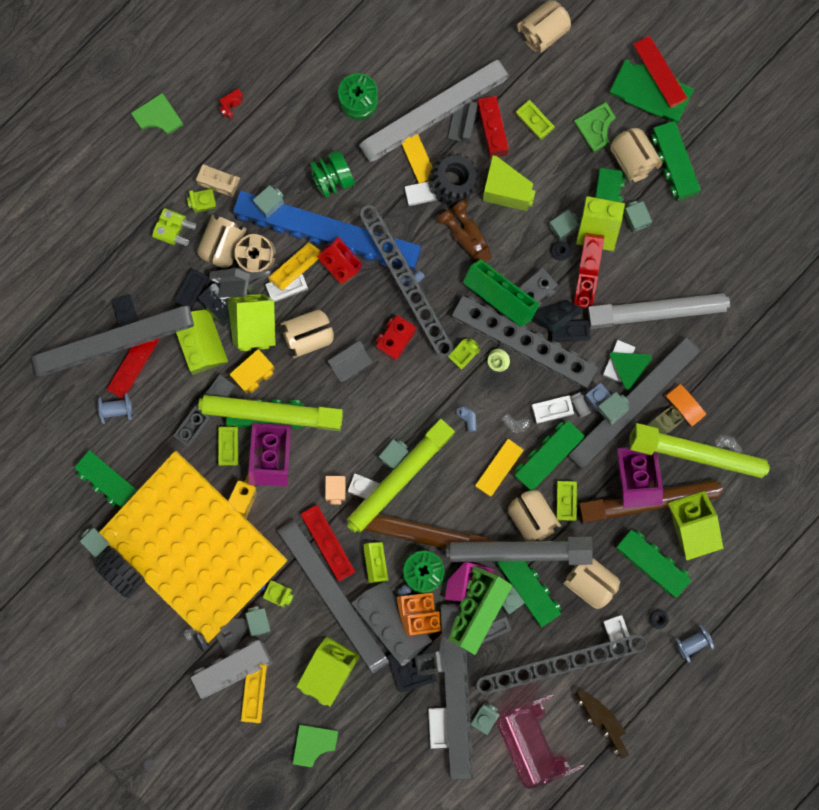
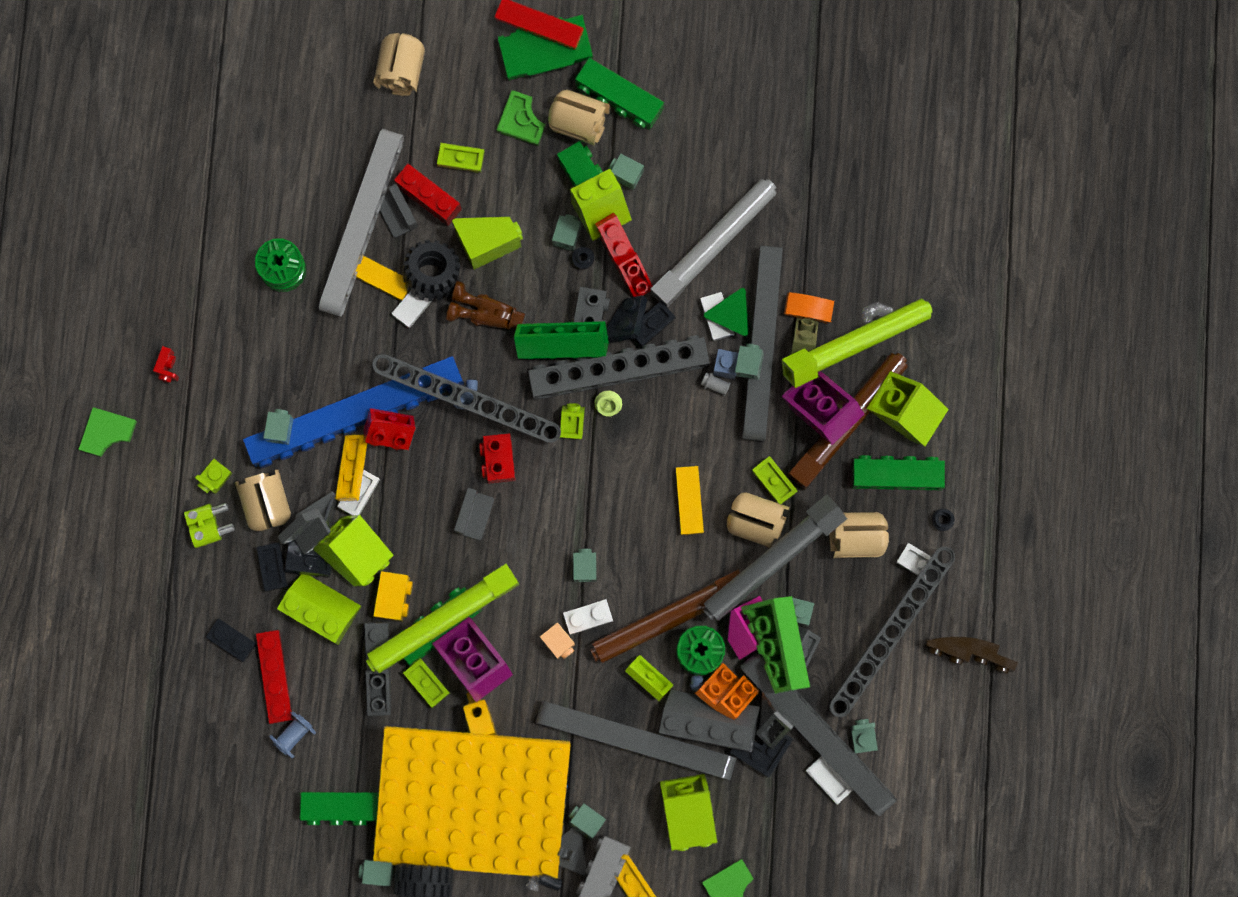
camera: 40 degrees left, 0 degrees up
(112, 341) = (239, 674): dark grey beam -> none
(217, 180) = (213, 447): tan hinge -> none
(250, 243) = (305, 499): tan cylinder -> none
(278, 594) = (584, 780): lime bracket -> none
(309, 342) = (406, 512): tan cylinder -> none
(328, 543) = (591, 696): red plate -> none
(332, 173) = (315, 355): green wheel -> none
(400, 476) = (607, 582): lime brick -> none
(468, 416) = (623, 476): sand blue arm -> none
(516, 426) = (673, 449): clear arm -> none
(529, 747) = (924, 729): clear pink windscreen -> none
(531, 591) = (811, 588): green brick -> none
(549, 456) = (726, 453): green brick -> none
(552, 409) = (694, 408): white plate -> none
(694, 643) = (992, 515): sand blue hose -> none

